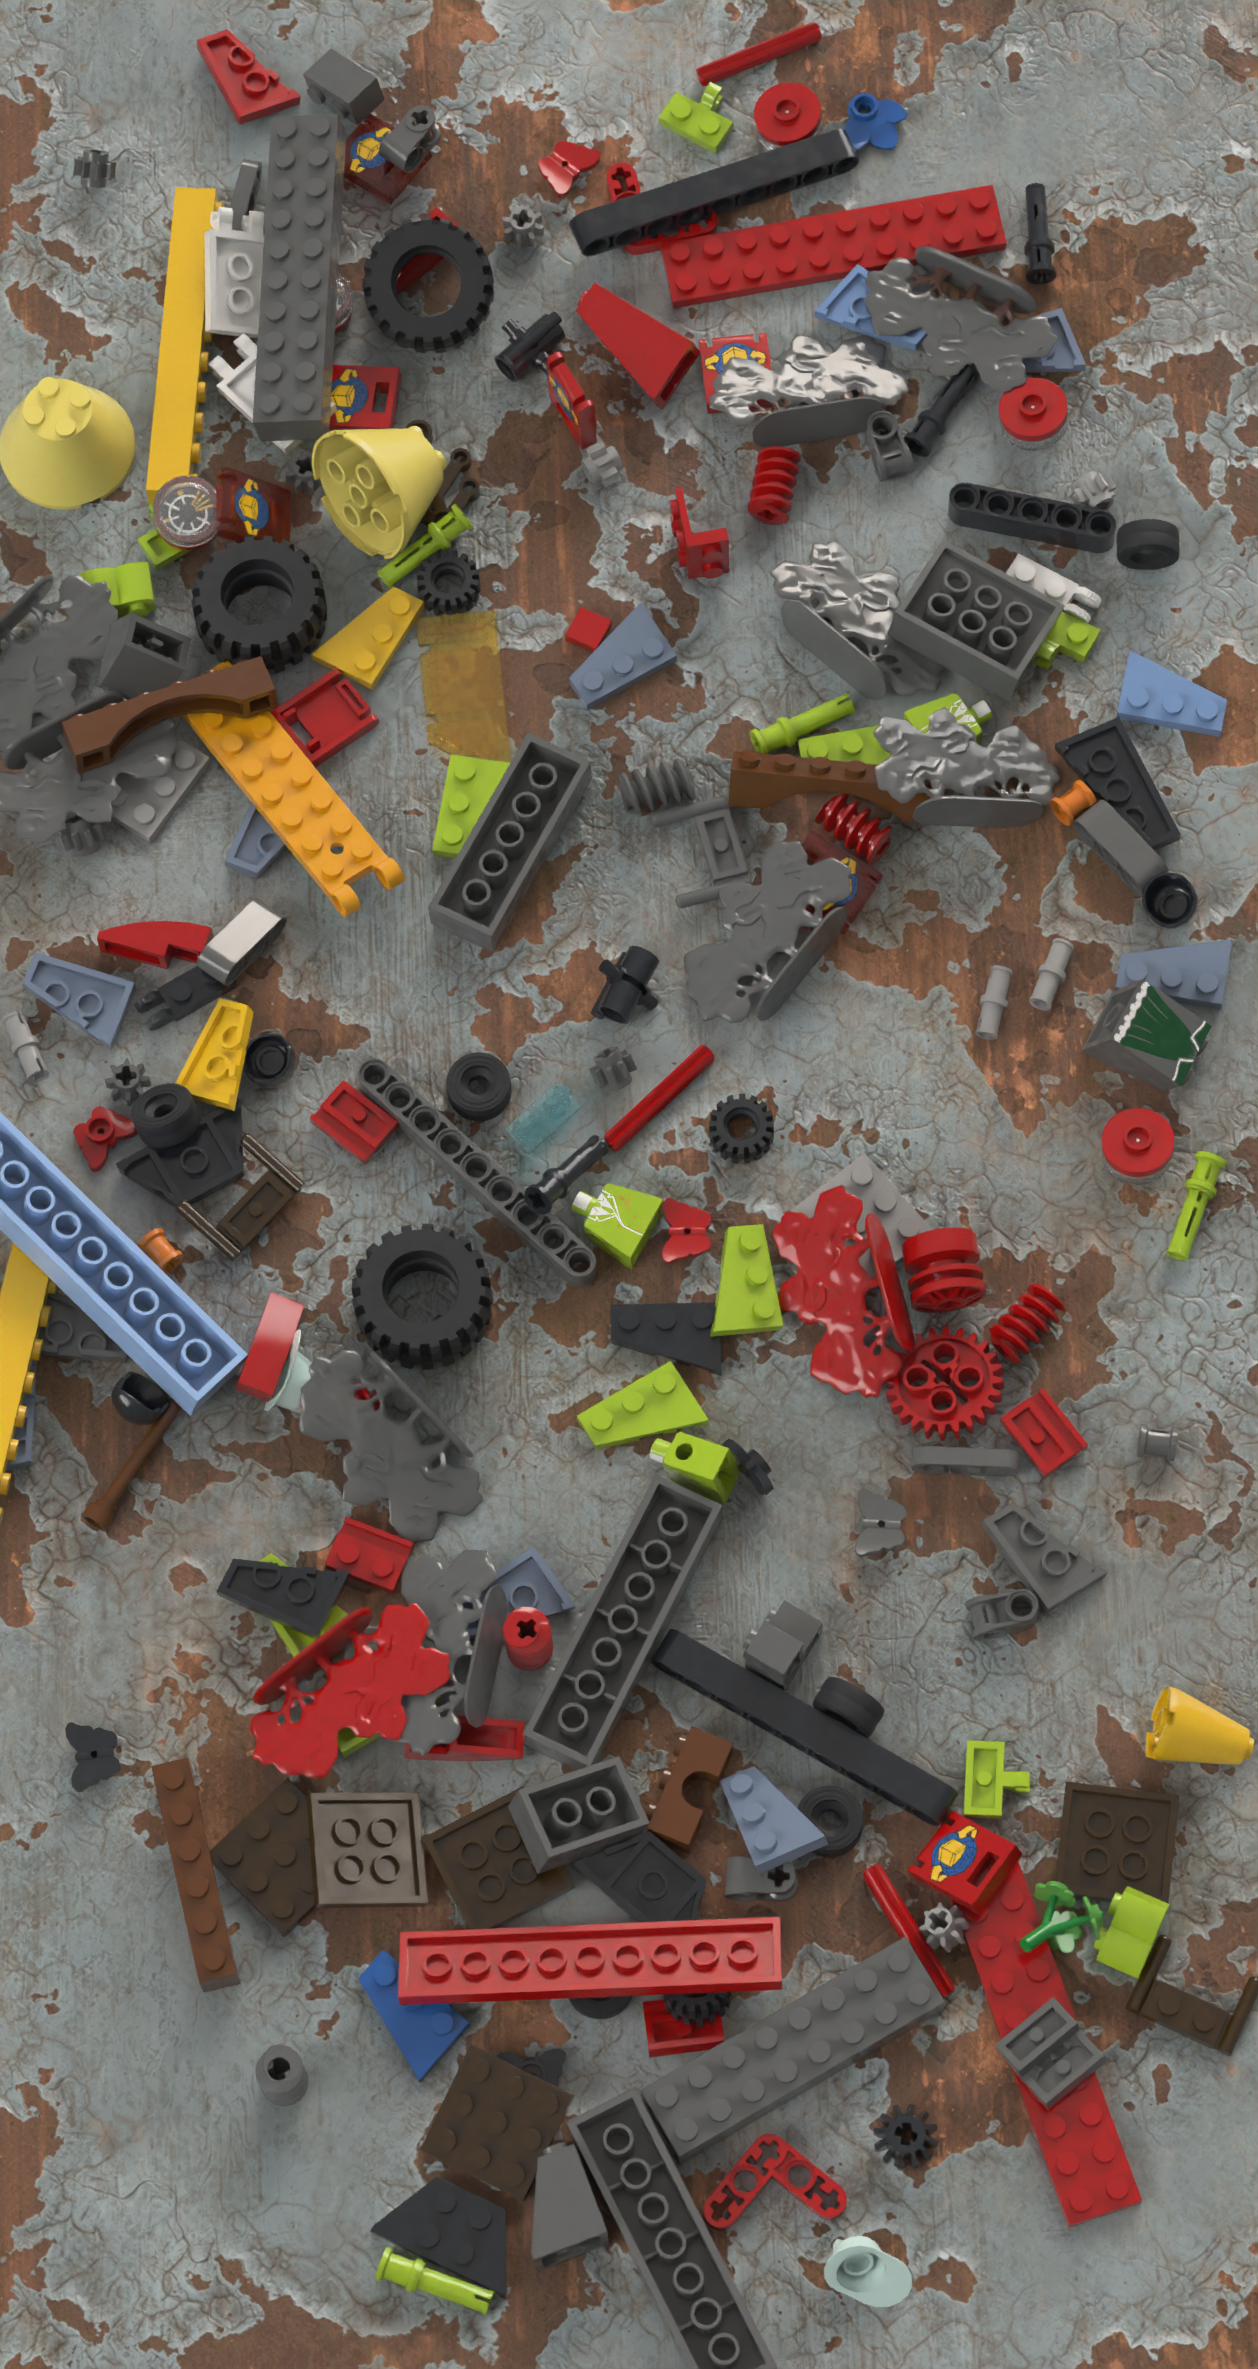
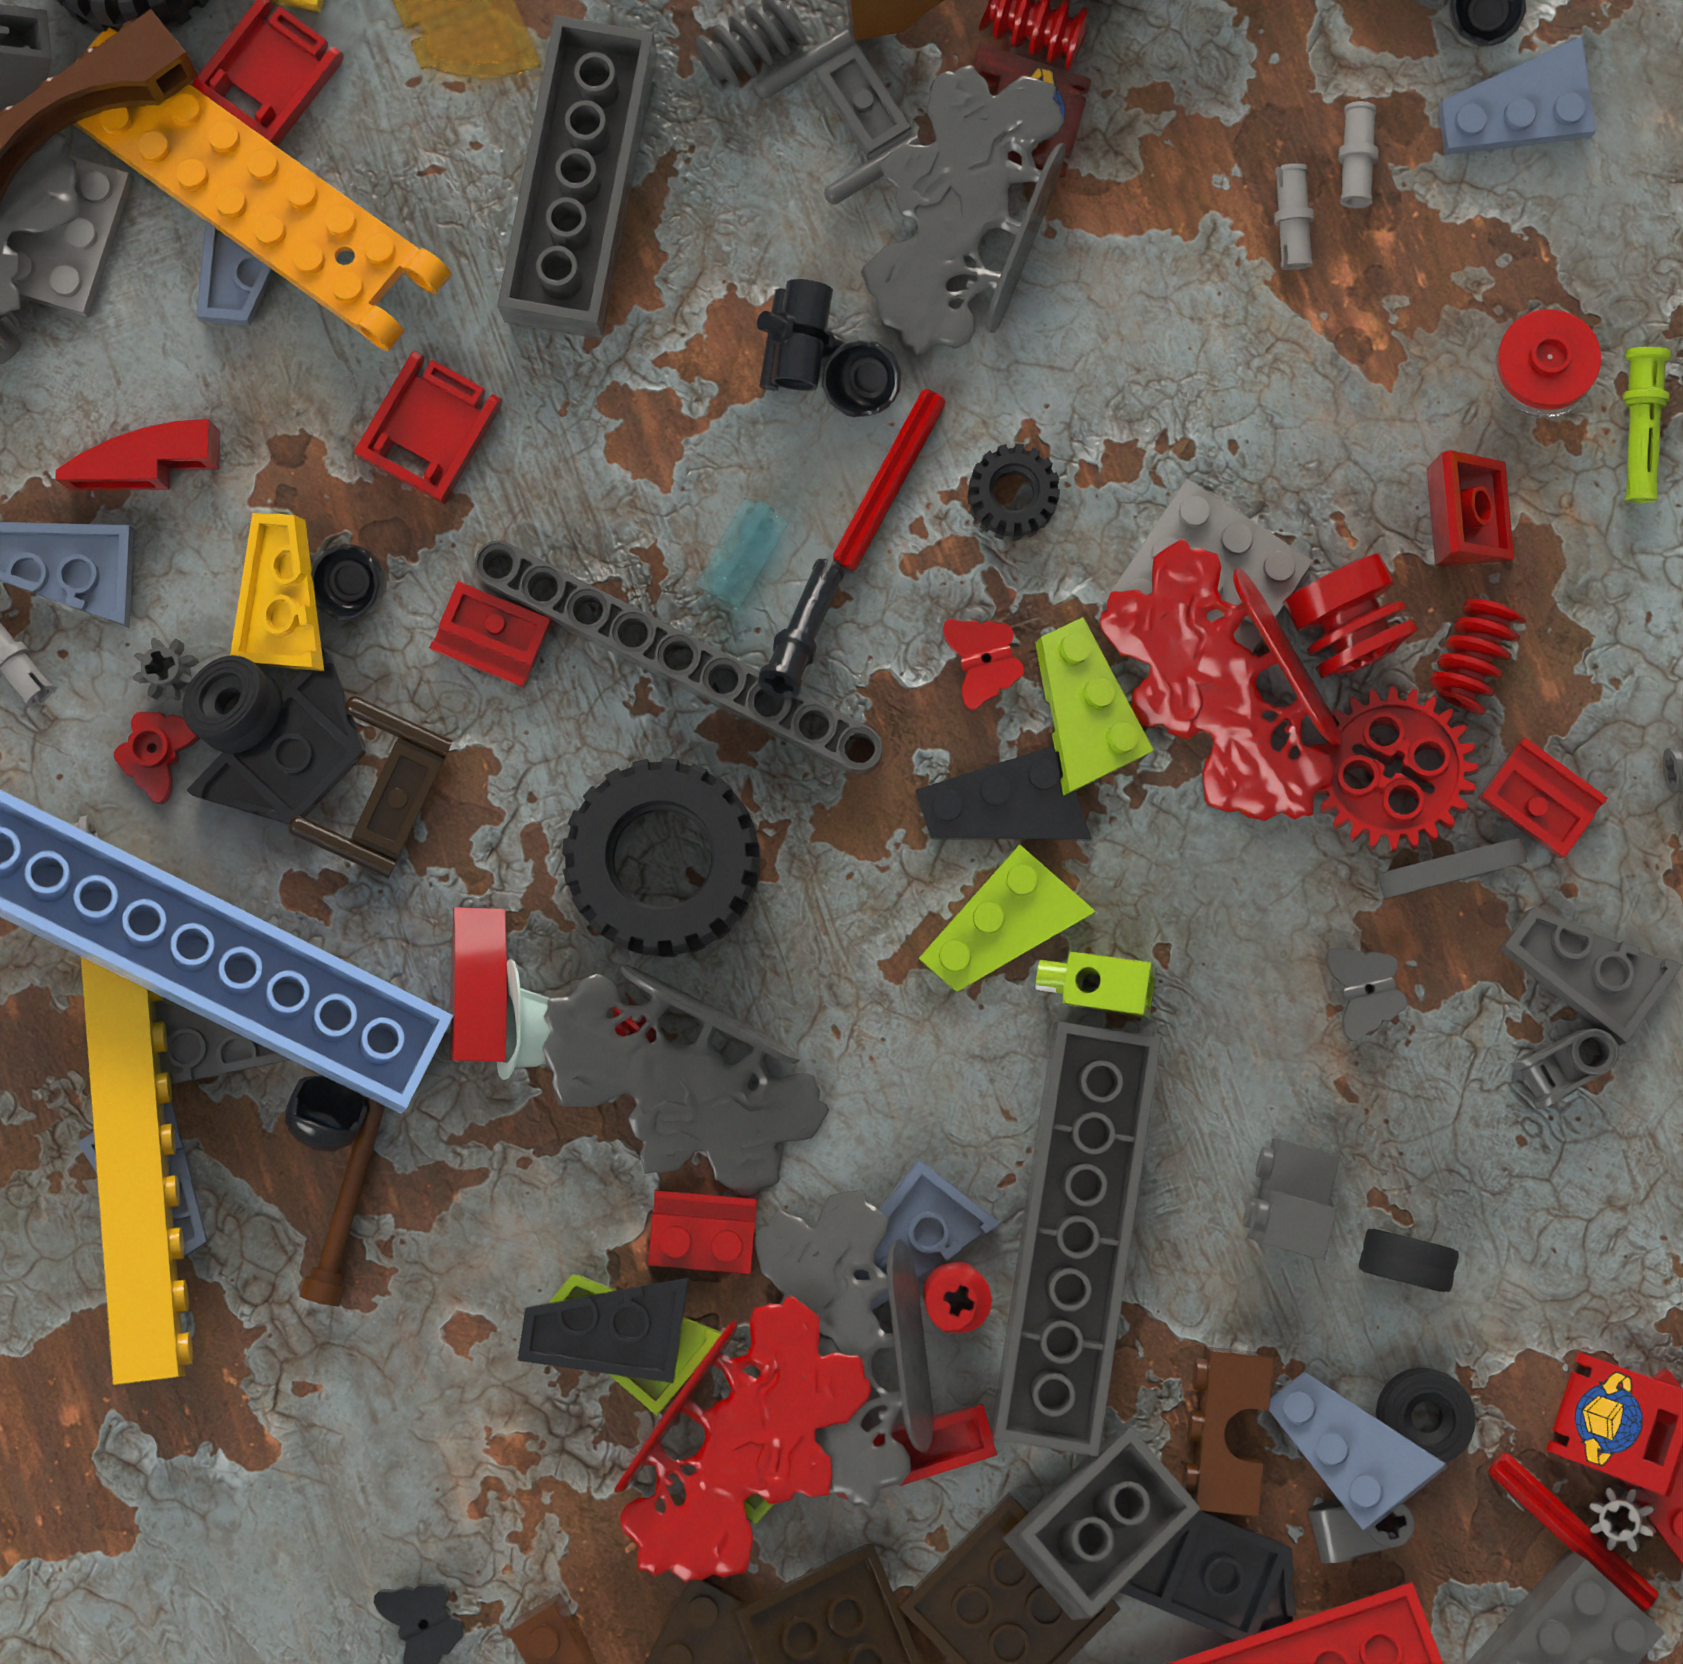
camera: 20 degrees left, 15 degrees up
(160, 1250) = (286, 895): orange bush -> none
(182, 997) = (207, 515): black hinge -> none
(241, 942) = (256, 426): beam -> none
(360, 973) = (432, 420): none -> red container
(465, 796) = (497, 130): lime wing -> none
(474, 1067) = (637, 507): black tyre -> none
(613, 1068) = (816, 459): dark grey gear -> none
(619, 1220) = (890, 669): lime torso -> none
(660, 1024) = (861, 378): none -> black hair
(751, 1465) = (1178, 962): black animal -> none
(804, 1727) = (1354, 1299): black beam -> none
(987, 1780) = (1615, 1298): lime plate -> none
(1055, 1228) = (1469, 510): none -> red slope
(1148, 1036) = (1513, 205): slope -> none

